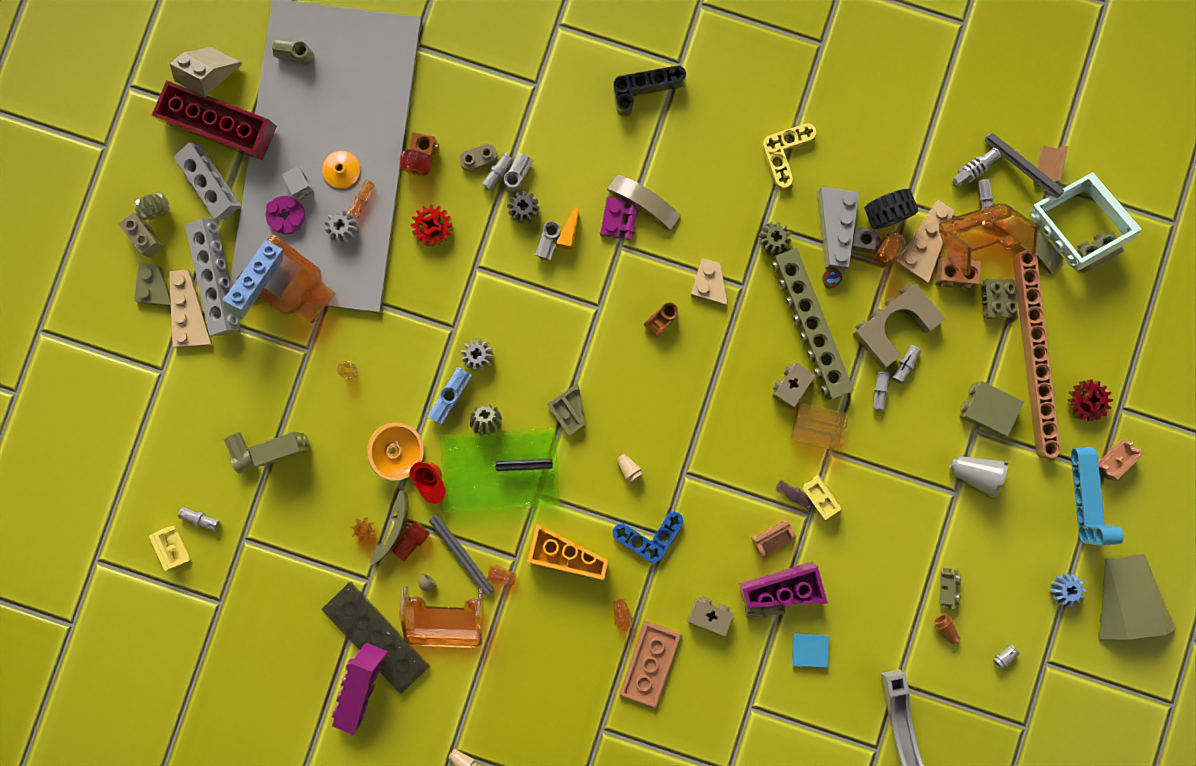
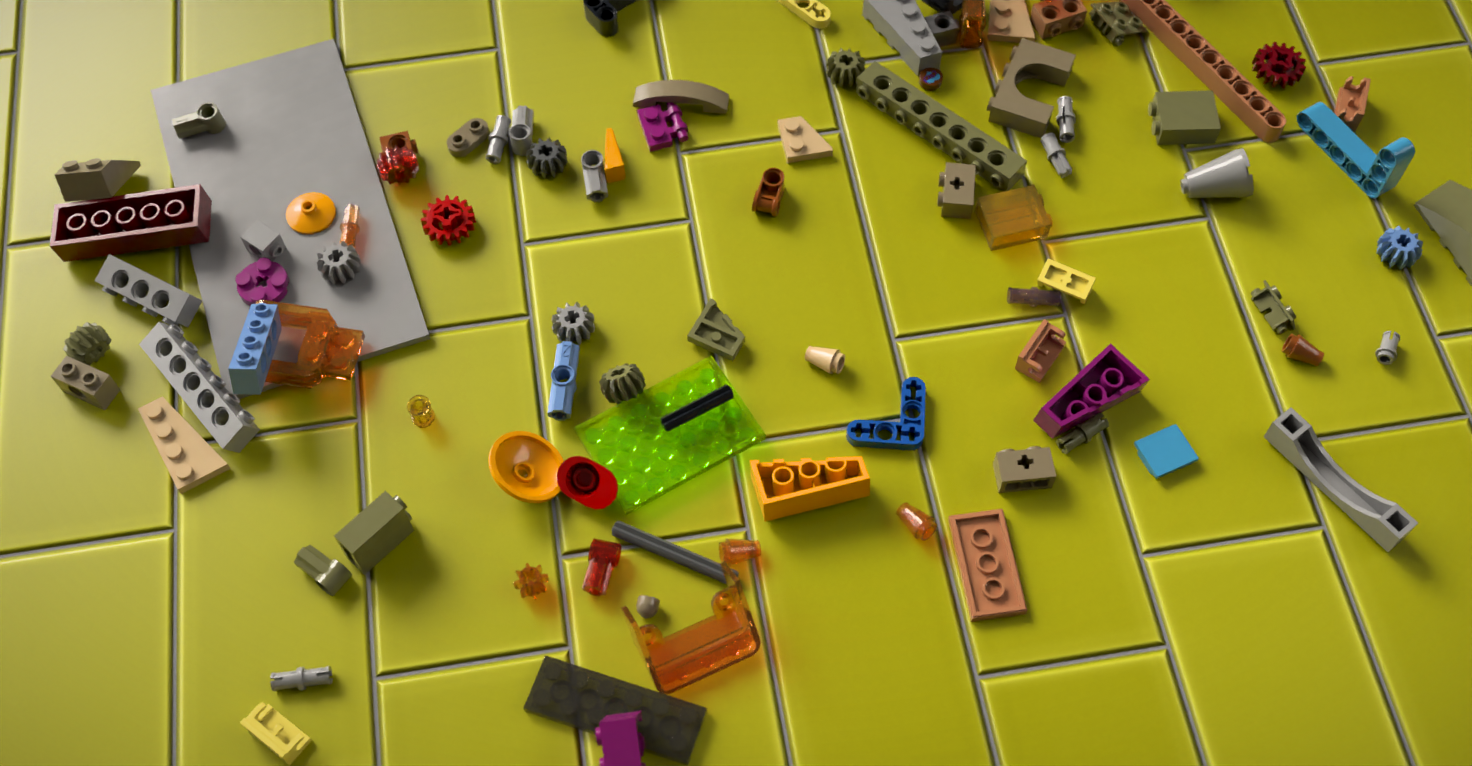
camera: 25 degrees left, 25 degrees down
(151, 286) = (121, 438): olive wing -> none
(400, 505) = (571, 591): olive slope -> none

